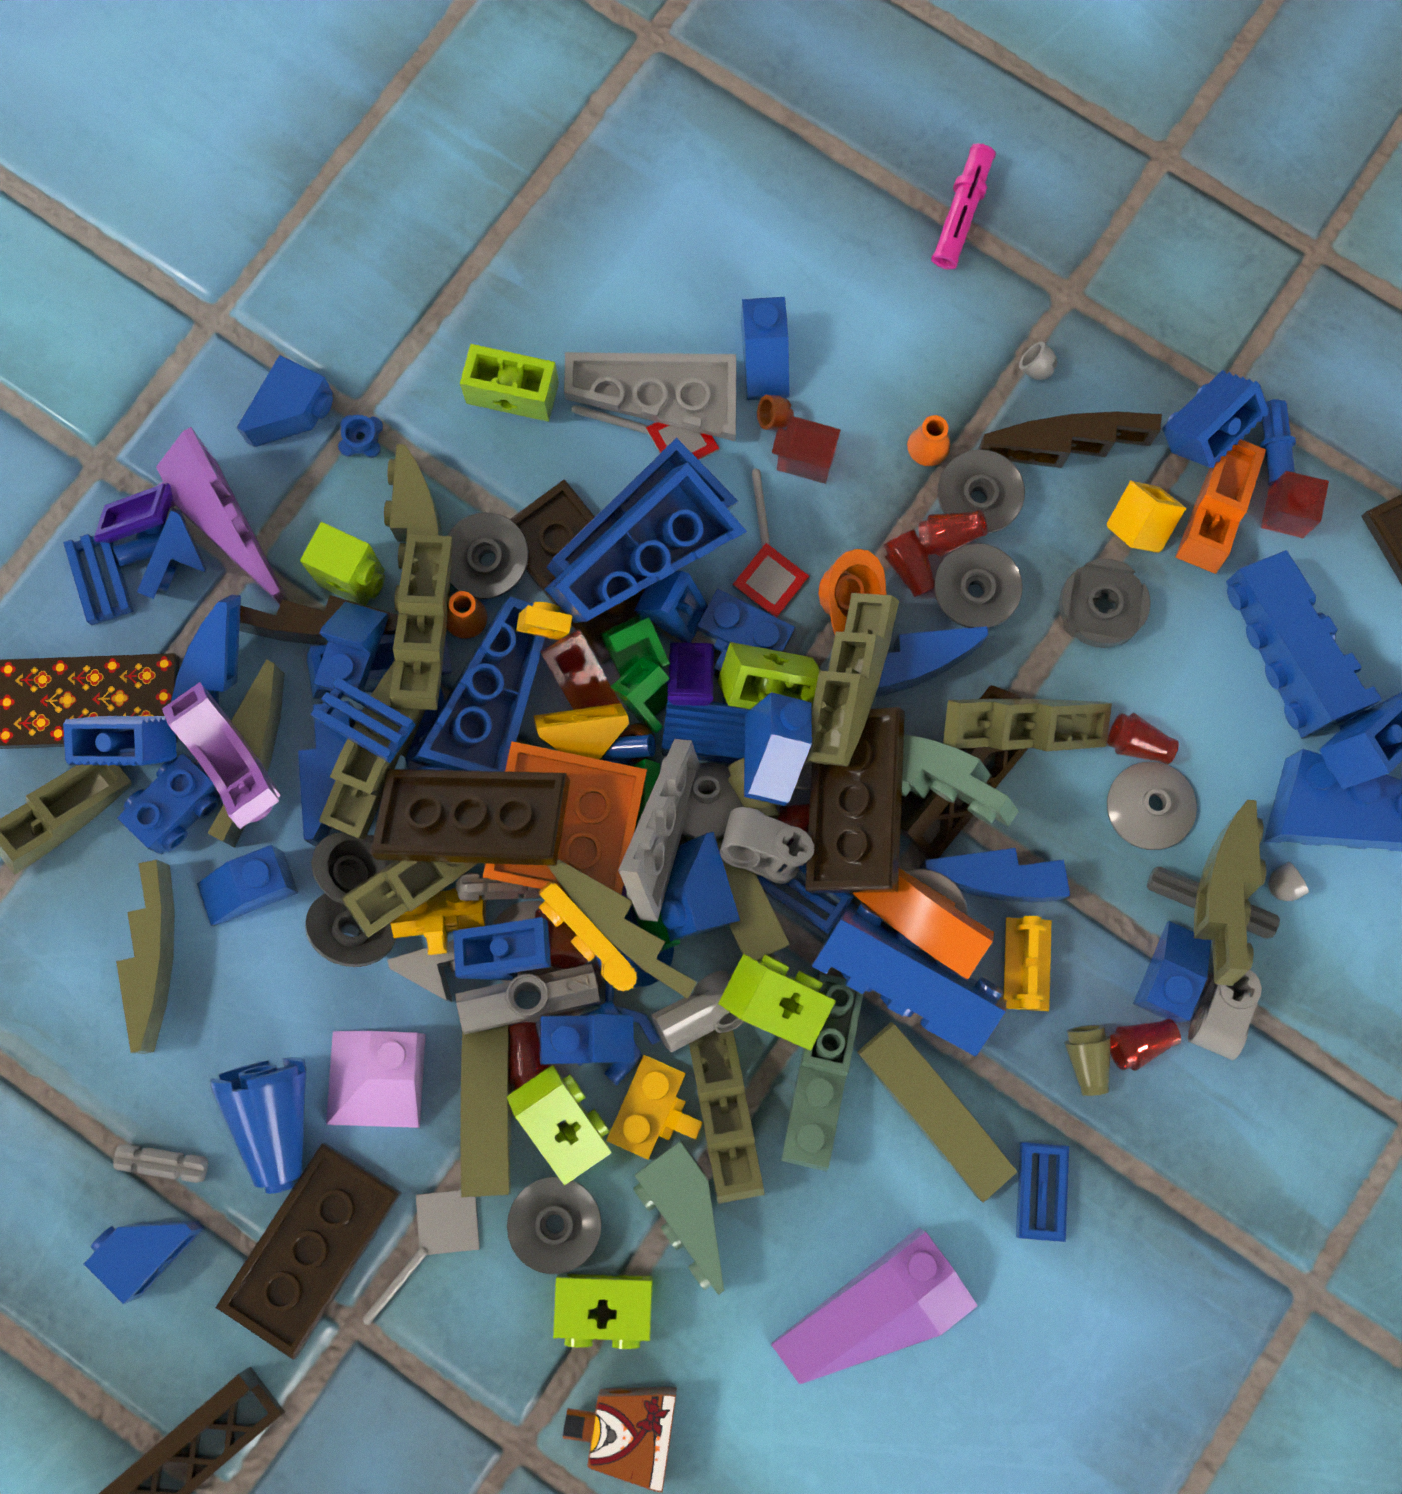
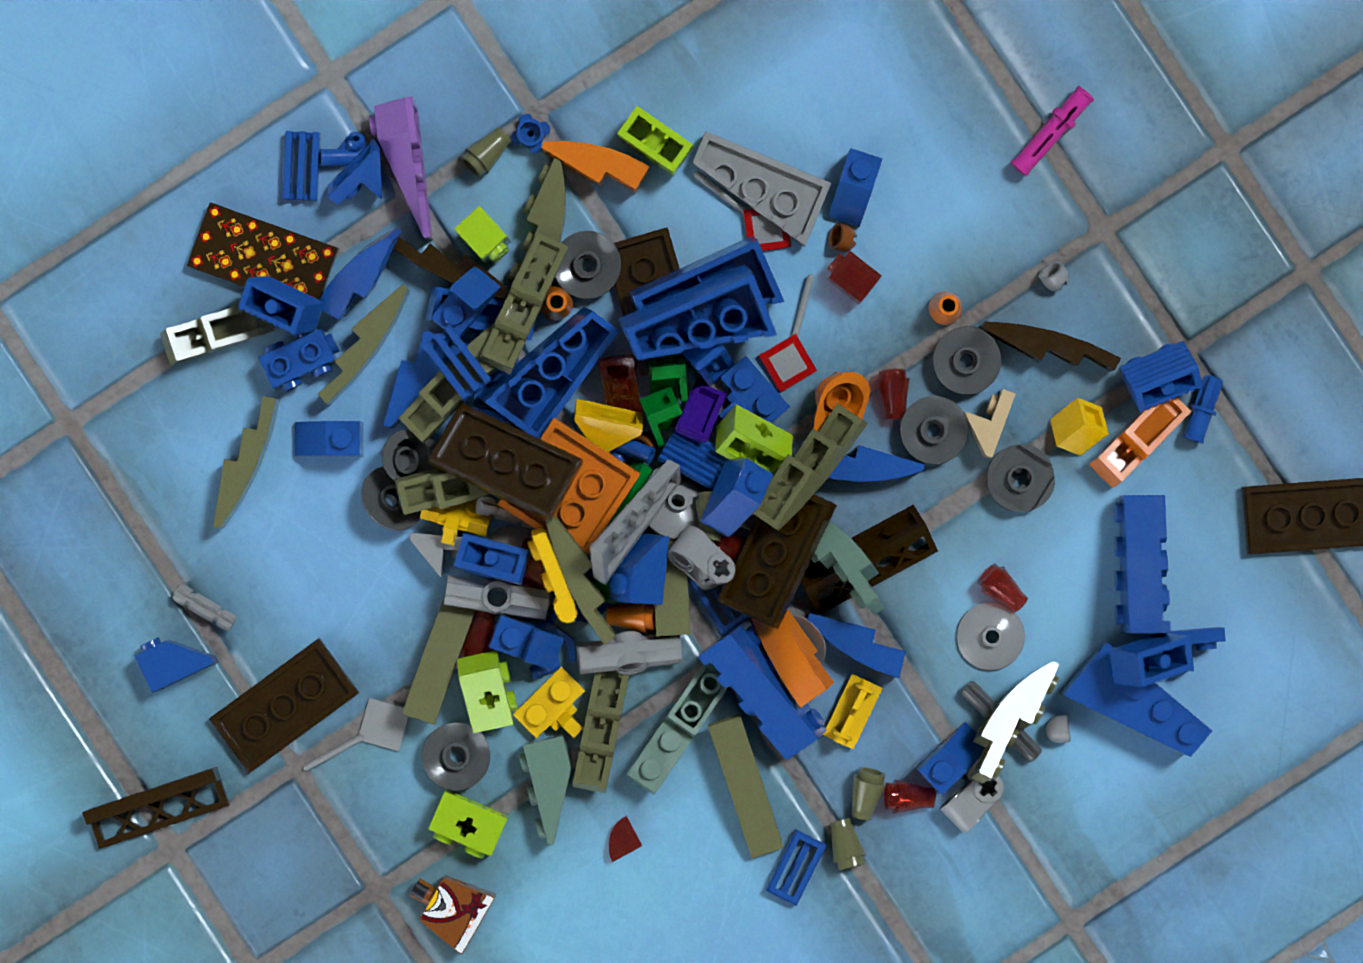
camera: 20 degrees right, 10 degrees up
(134, 514) = (345, 134): dark purple tile -> none
(223, 754) = (350, 349): medium lavender arch -> none
(266, 1119) = (288, 606): blue cone -> none
(286, 404) = (486, 88): blue slope -> none
(314, 475) = (485, 152): none -> olive cone
(376, 1078) = (370, 608): lavender slope -> none
(452, 435) = (597, 162): none -> orange slope
(544, 621) = (609, 339): yellow plate -> none
(708, 954) = (632, 616): none -> orange cone
(776, 1001) = (665, 669): lime brick -> none
(809, 1246) = (623, 839): none -> clear red tile
(885, 1308) = (658, 899): medium lavender wedge -> none
(949, 531) = (928, 383): clear red cone -> none
(1027, 724) = (923, 546): olive slope -> none
(1042, 562) = (989, 431): none -> tan slope
(1094, 1136) = (846, 845): none -> olive cone
(1295, 504) = (1190, 462): clear red brick -> none

